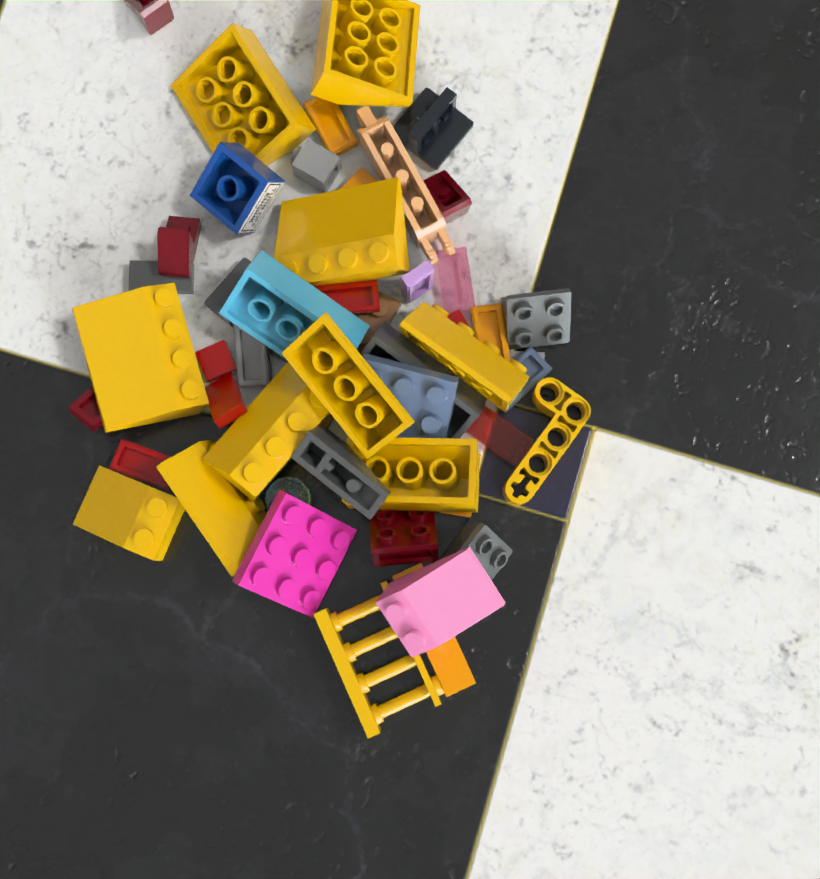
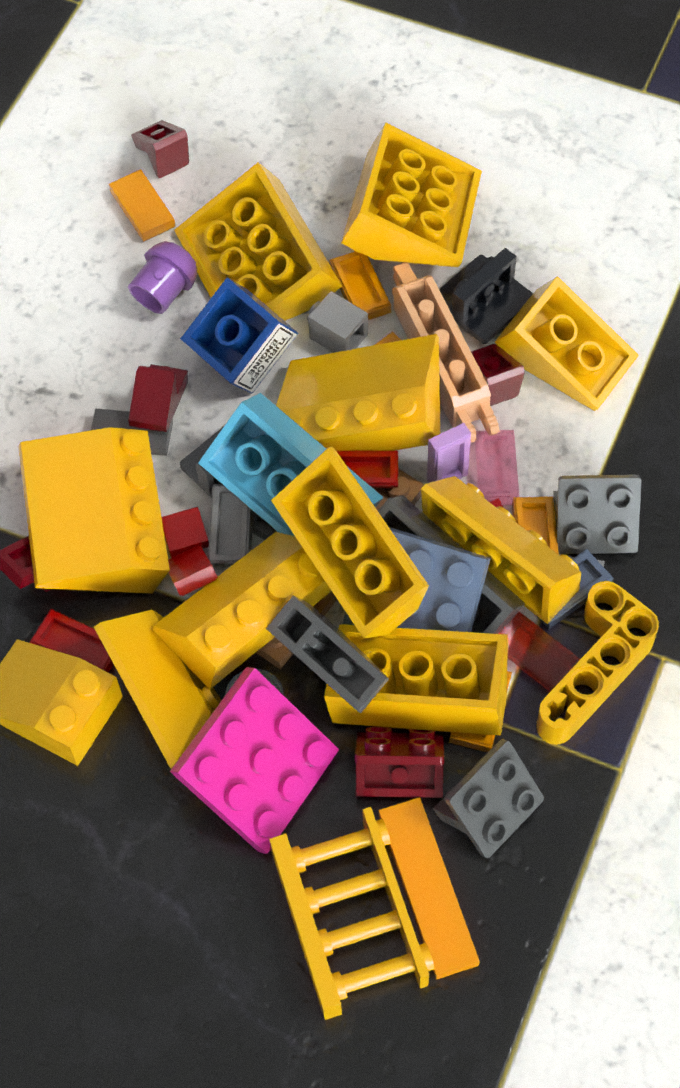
camera: 10 degrees right, 20 degrees down
(140, 63) = (142, 205): none -> light orange tile
(168, 134) = (163, 276): none -> medium lavender piece
(439, 601) = (440, 827): bright pink slope -> none
(502, 166) = (567, 345): none -> yellow slope

